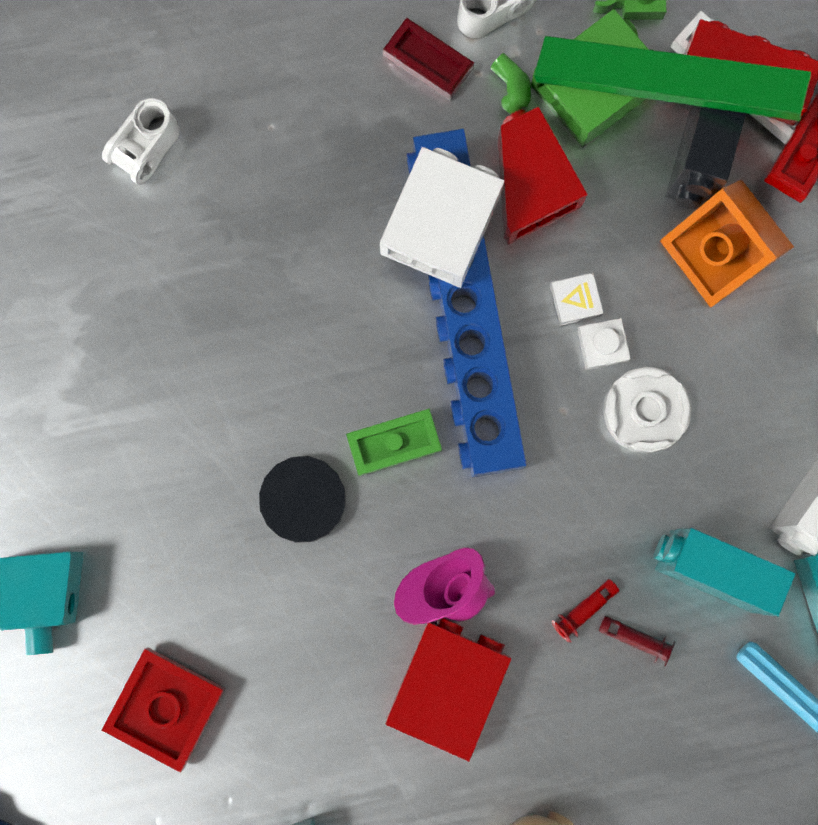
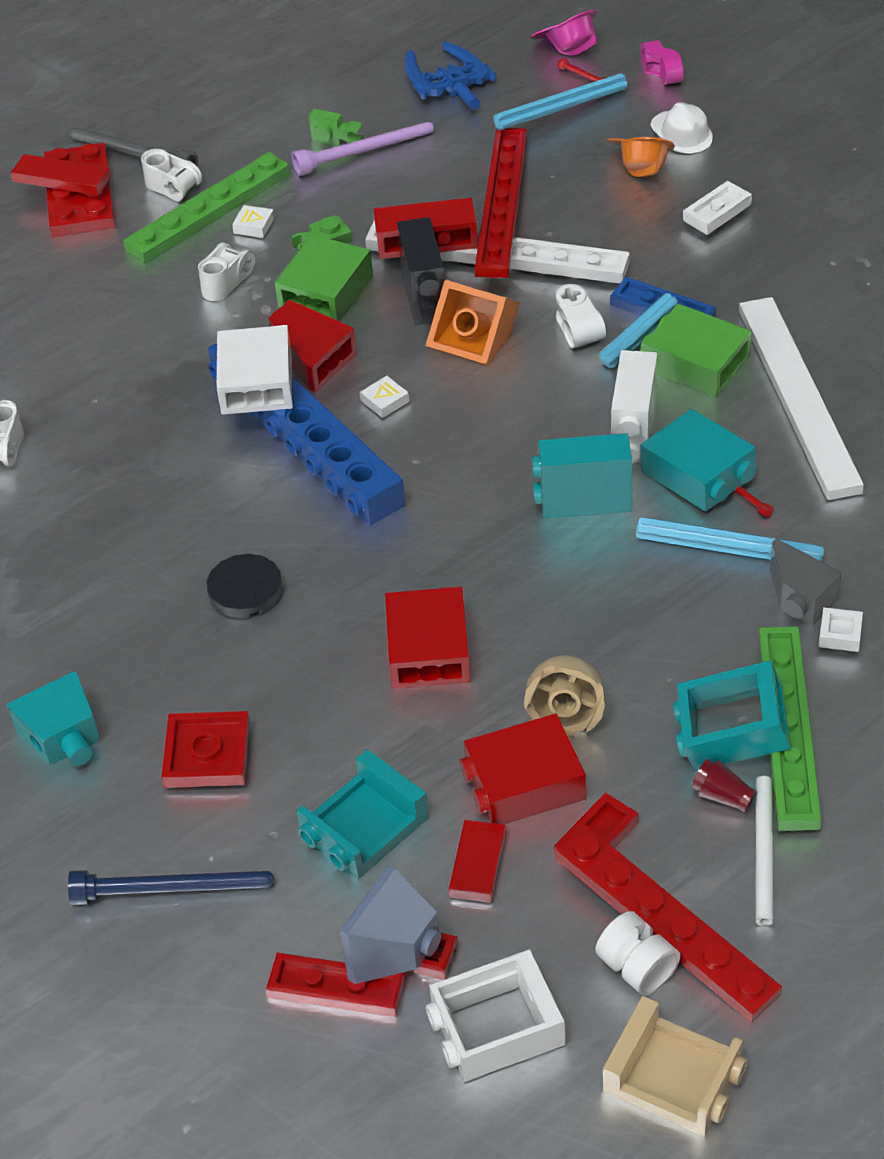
camera: 25 degrees left, 35 degrees down
(394, 442) = (296, 521): bright green plate -> none
(428, 58) = (192, 319): dark red tile -> none
(444, 588) = (396, 572): dark pink piece -> none
(517, 83) = (260, 304): bright green arm -> none
(583, 611) = (497, 569): red piece -> none
(603, 344) = (420, 412): white plate -> none
(638, 639) = (557, 555): dark red piece -> none
(647, 410) = (476, 434): white tile -> none
(673, 77) = (369, 235): green tile -> none

